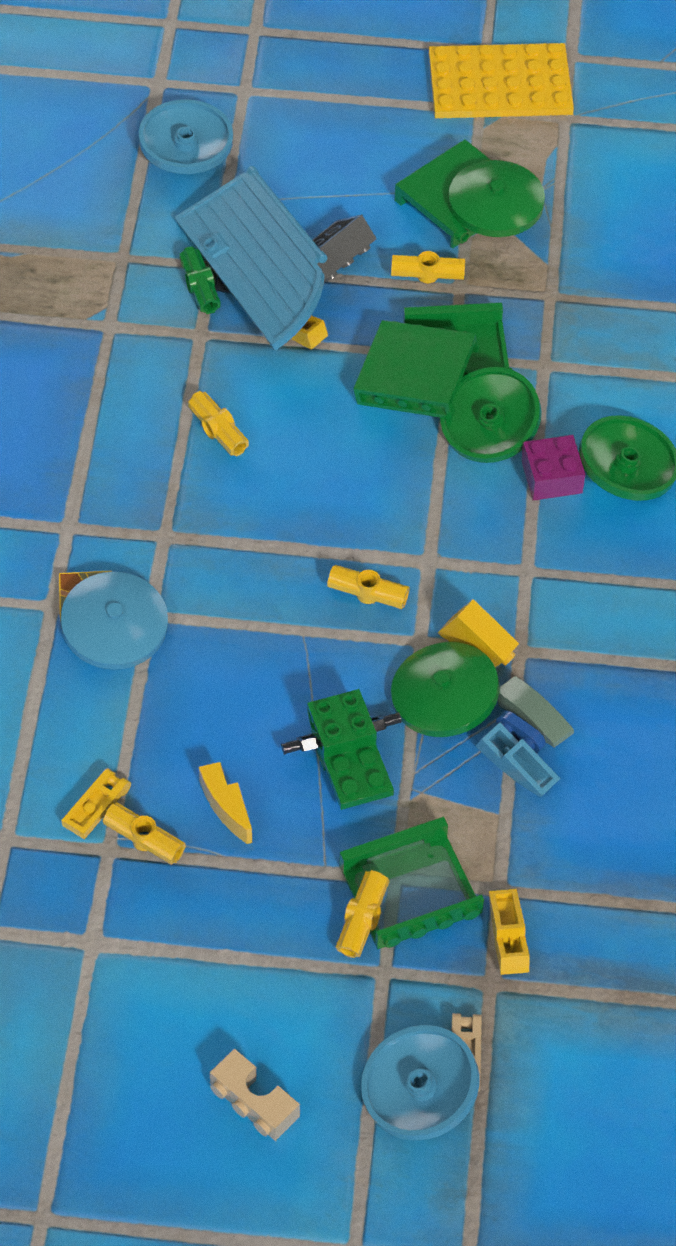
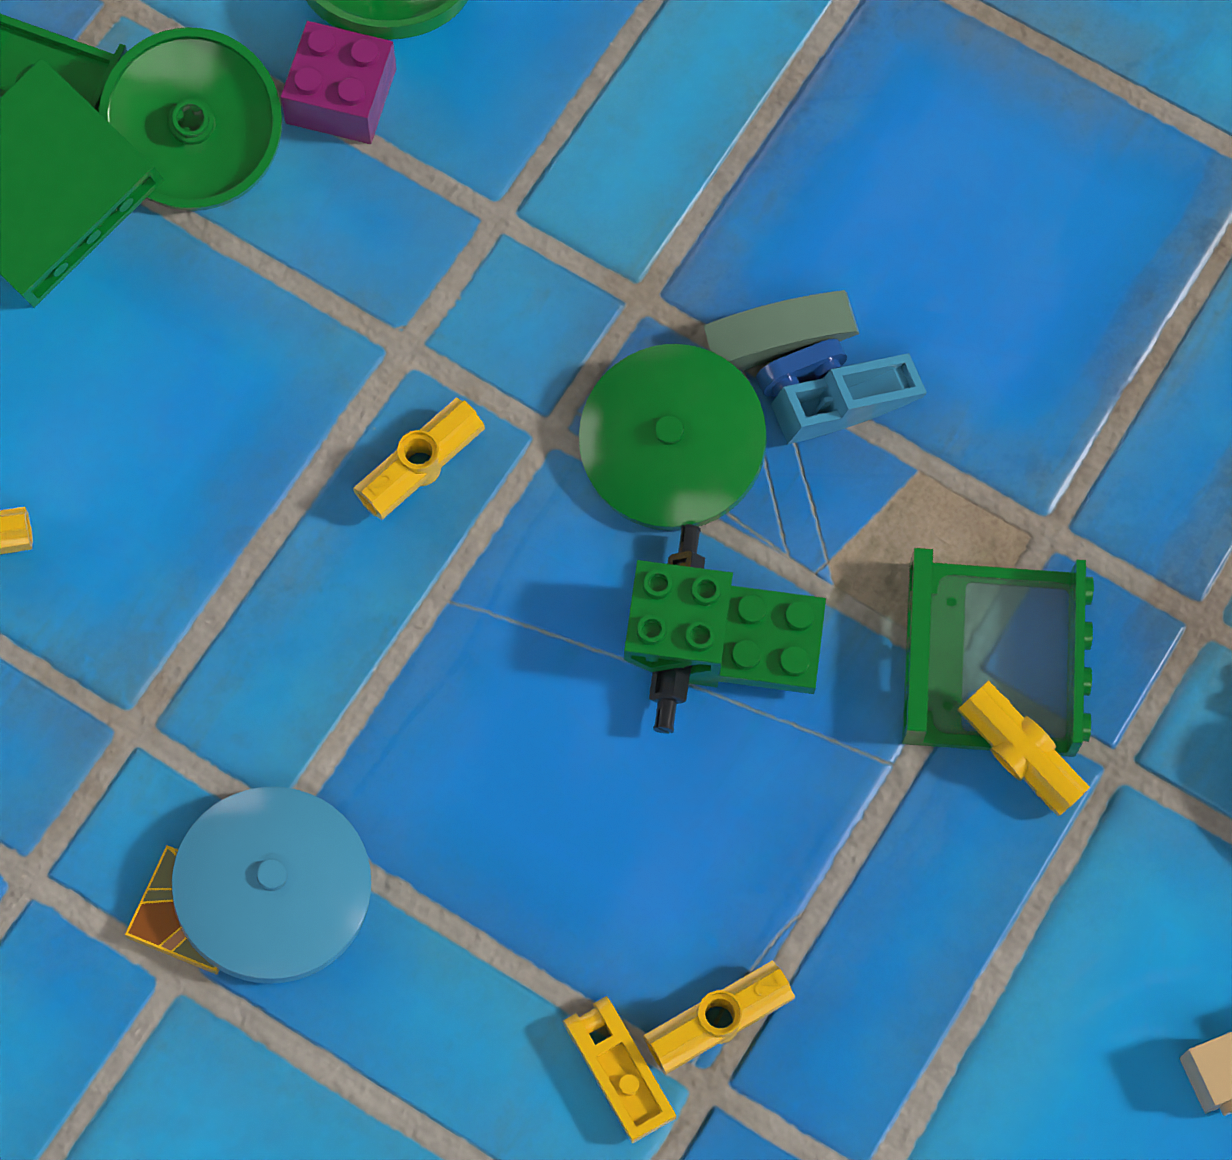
camera: 65 degrees left, 15 degrees up
(225, 801) = (721, 862): yellow slope -> none
(479, 629) = (596, 337): yellow slope -> none
(509, 932) = (1138, 552): yellow slope -> none

